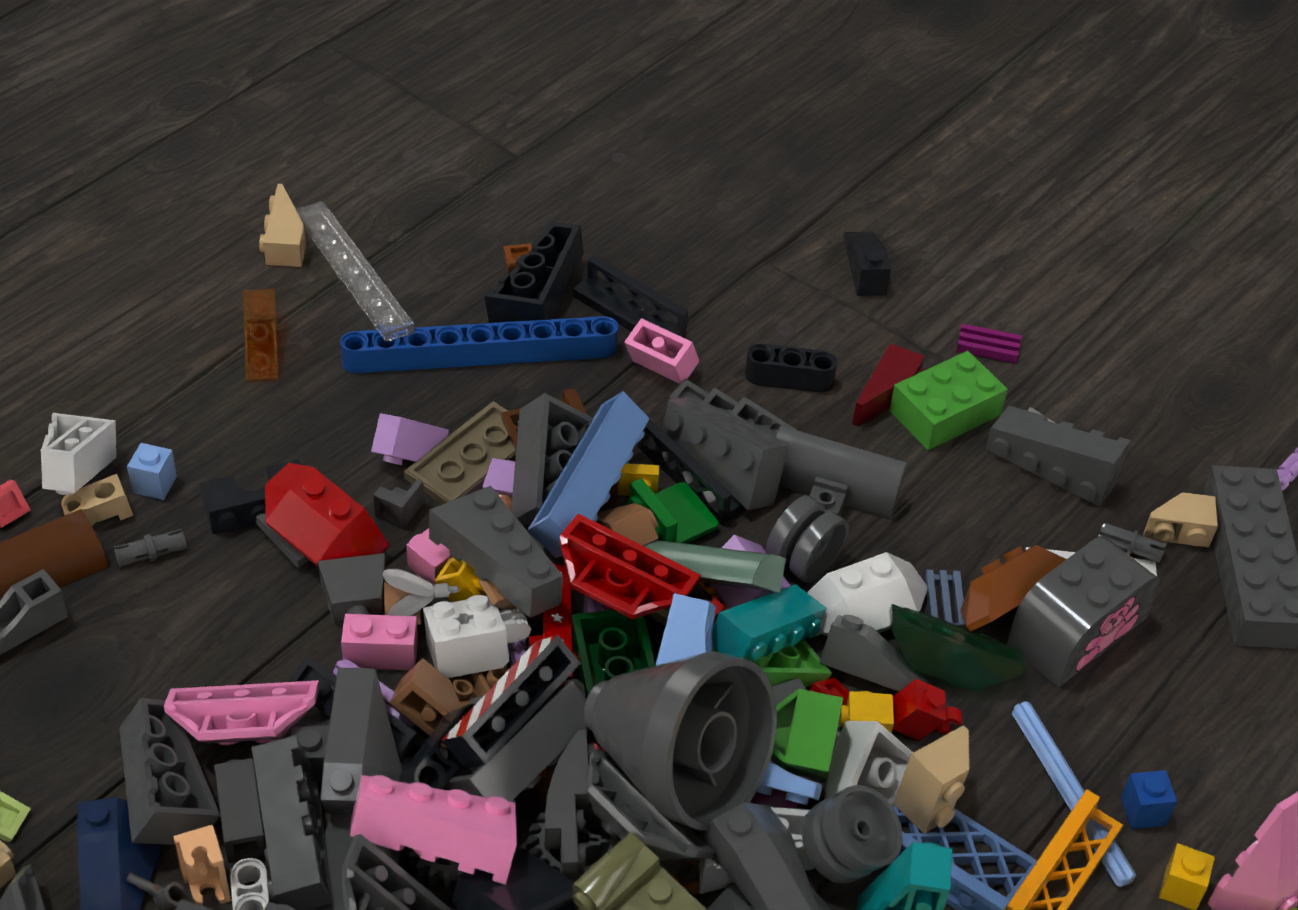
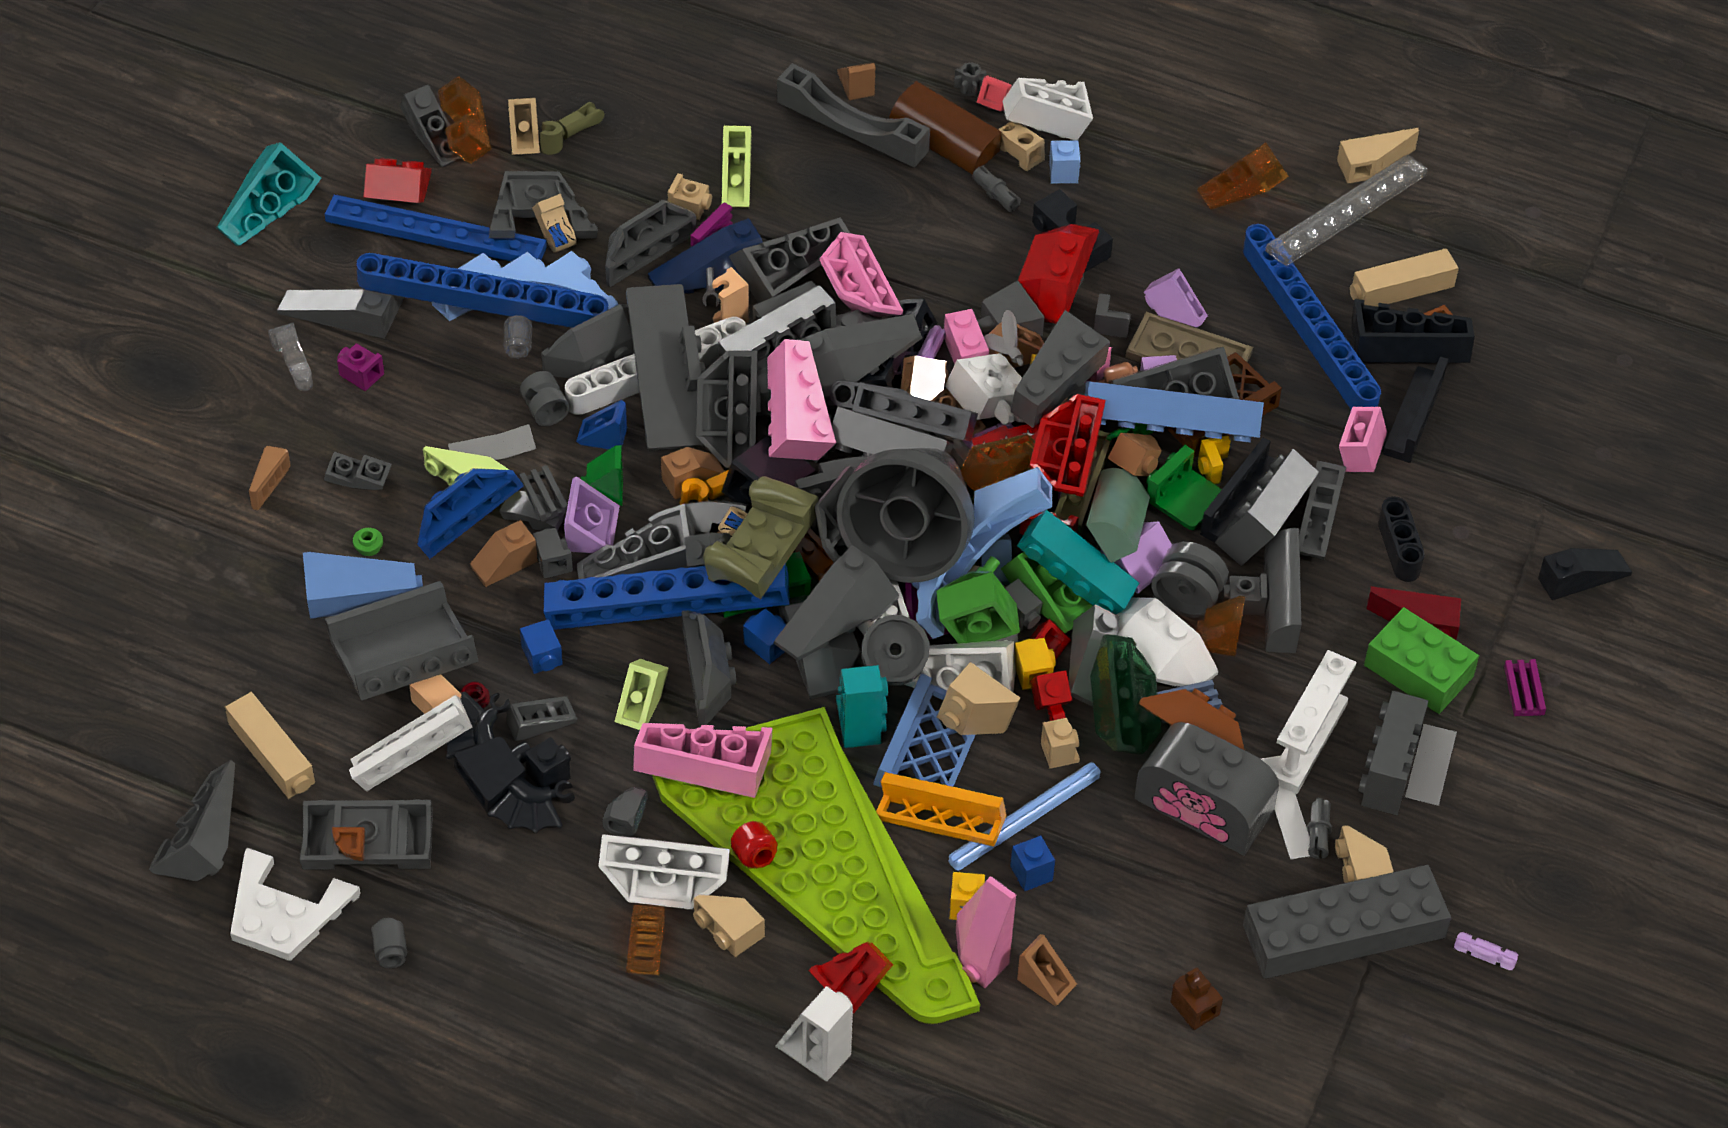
camera: 75 degrees right, 5 degrees up
(55, 859) = (716, 221): none -> magenta tile
(460, 261) = (1405, 278): none -> tan brick
(607, 641) = (997, 461): none -> clear orange slope
(872, 528) = (1222, 626): none -> clear orange slope
(990, 716) = (1059, 743): none -> tan brick
(1009, 513) = (1313, 721): none -> white fence

